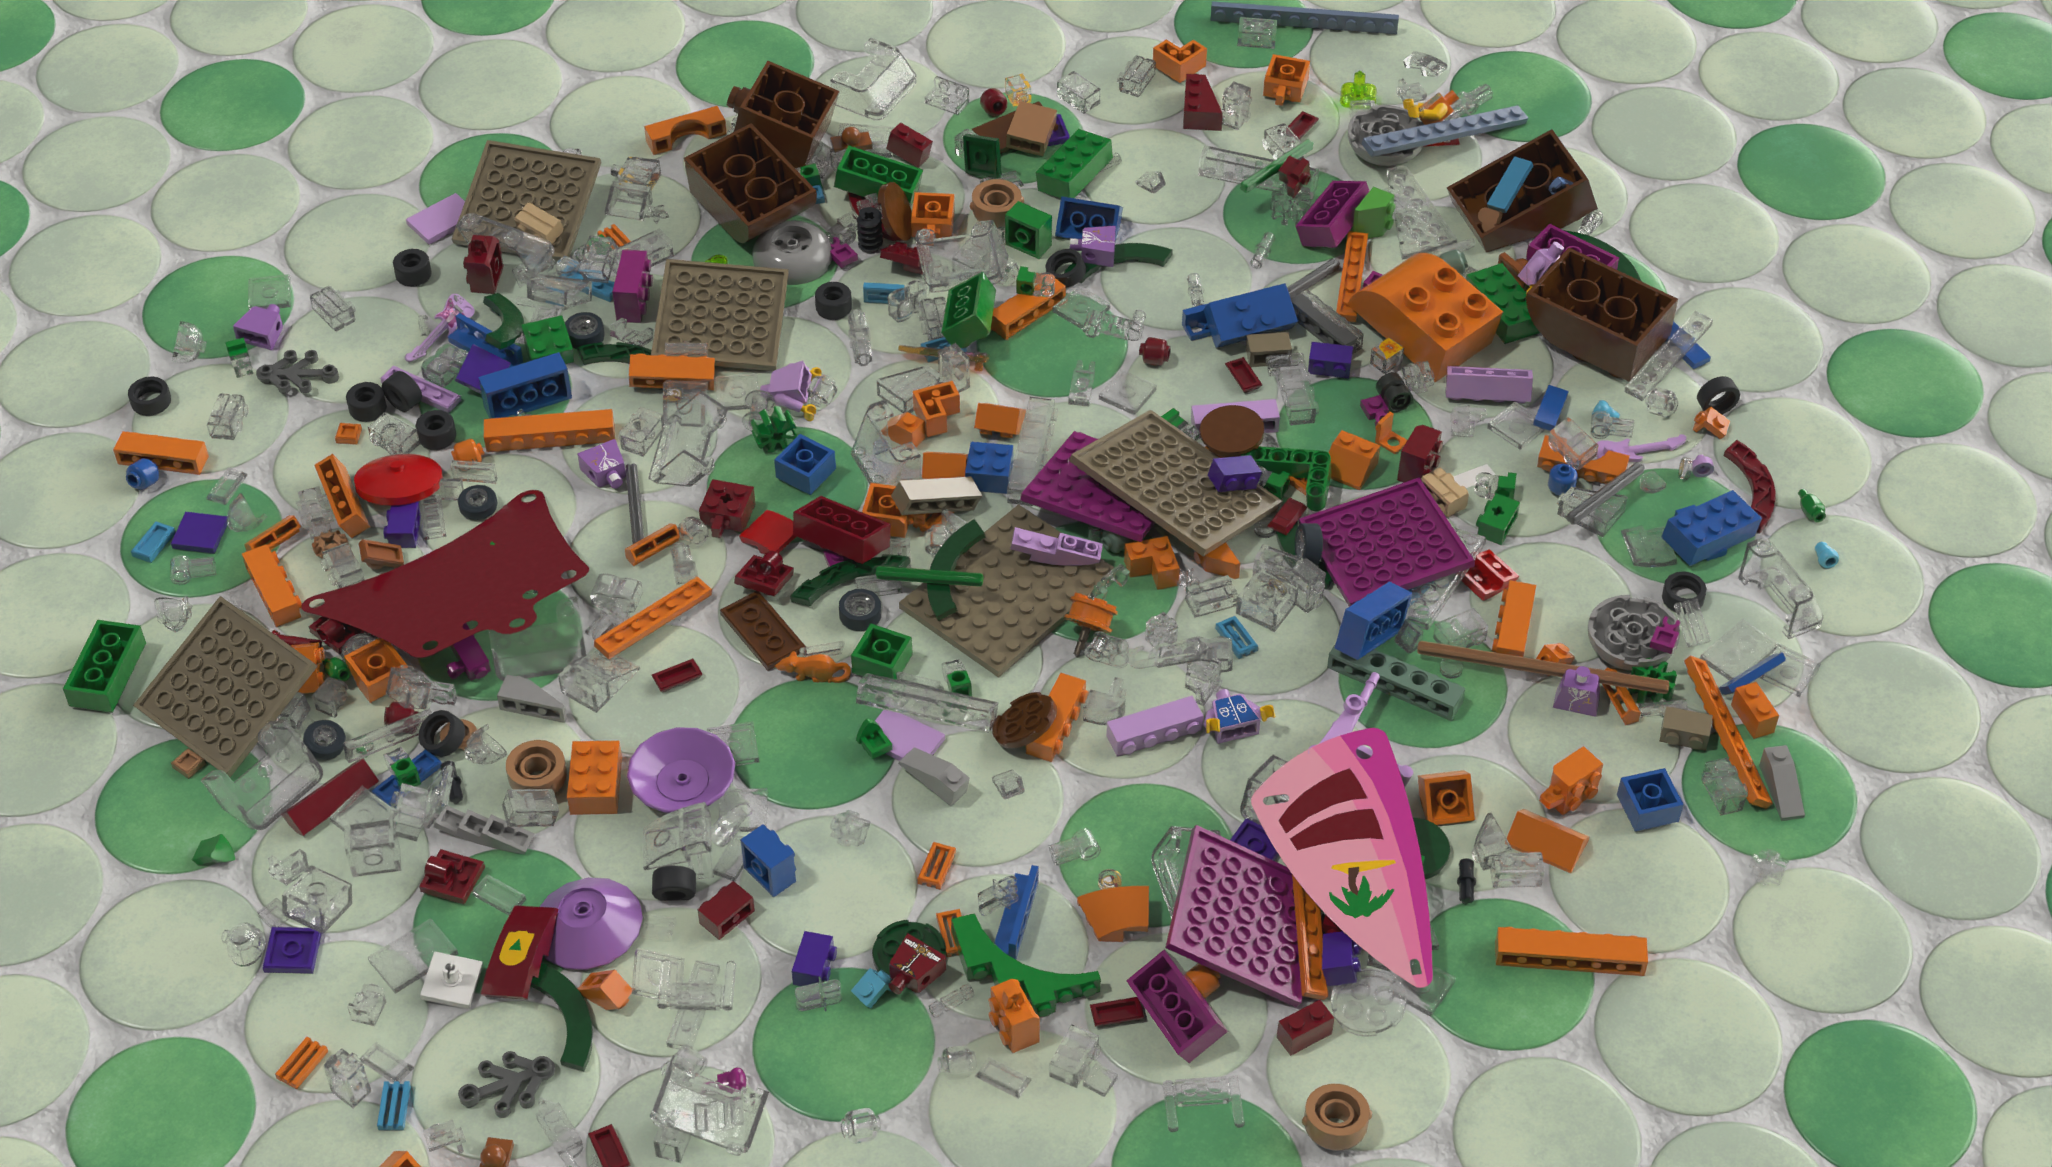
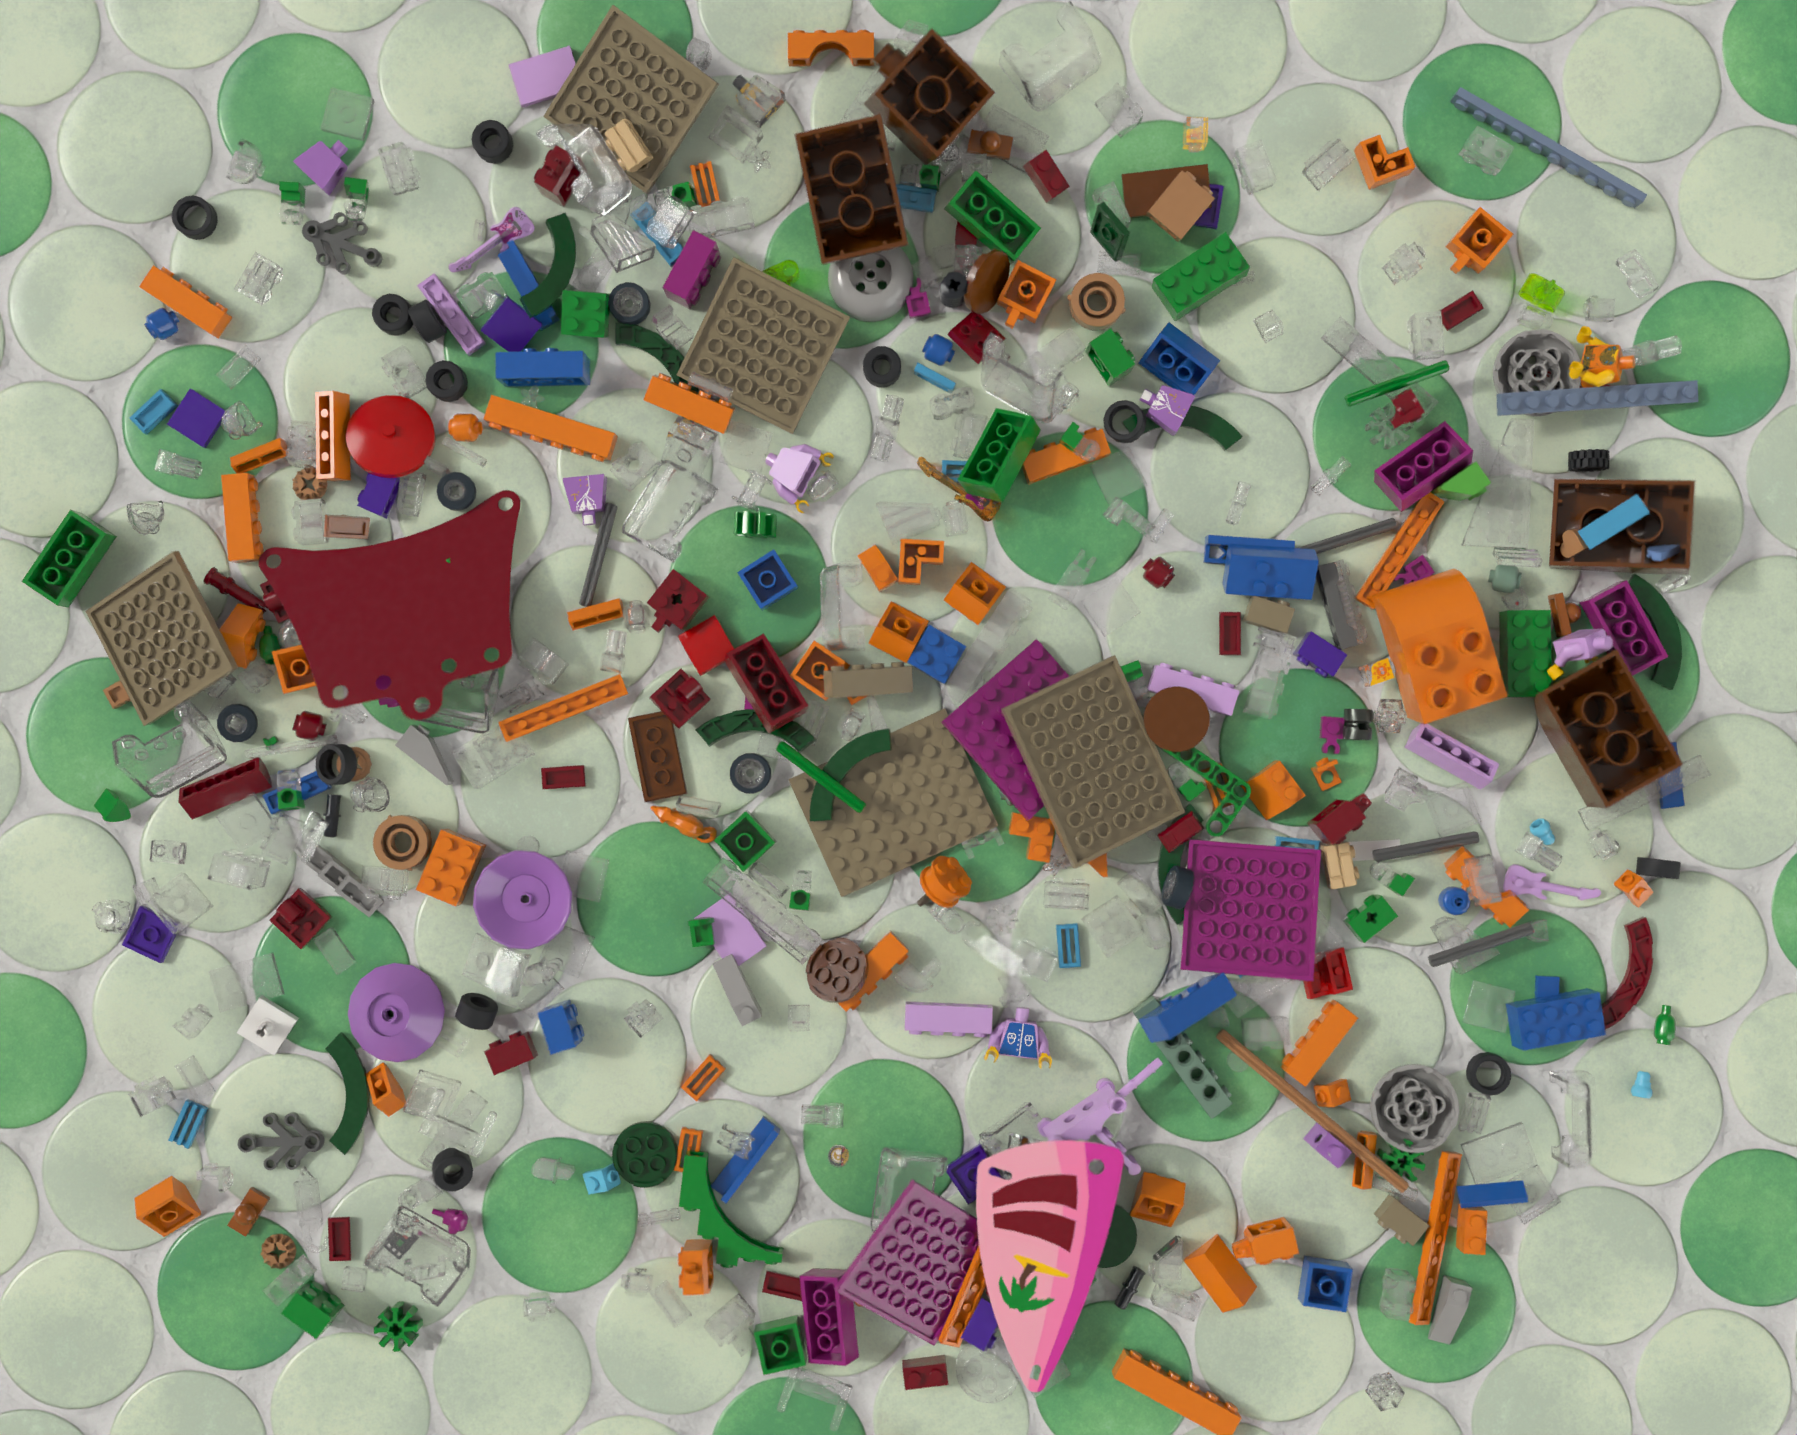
camera: 25 degrees right, 40 degrees up
(298, 1060) = (114, 1061): orange tile -> none
(301, 334) = (357, 199): none -> leg
(348, 433) = (367, 345): orange tile -> none
(408, 687) = (318, 718): clear brick -> none
(519, 952) = (327, 1027): dark red slope -> none
(715, 1018) = (455, 1181): none -> black tyre
(813, 959) = (562, 1134): dark purple brick -> none
(877, 272) = (938, 350): none -> blue head
(915, 966) = (638, 1183): dark red torso -> none
(993, 102) = (1162, 142): dark red head -> none
(1063, 550) = (950, 790): lavender slope -> none
(1116, 911) = (827, 1197): orange slope -> none
(1140, 1056) = (780, 1345): none -> green brick
(1201, 105) = (1371, 238): dark red wedge -> none
(1234, 473) = (1151, 776): dark purple brick -> none
(1464, 166) = (1588, 460): none -> black tyre
(1510, 457) = (1425, 846): none -> dark grey axle
(1550, 408) = (1494, 805): blue tile -> none
(1665, 637) = (1433, 1139): magenta plate -> none
(1685, 468) = (1576, 933): clear tile -> none
(1702, 466) = (1594, 937): lavender tile -> none

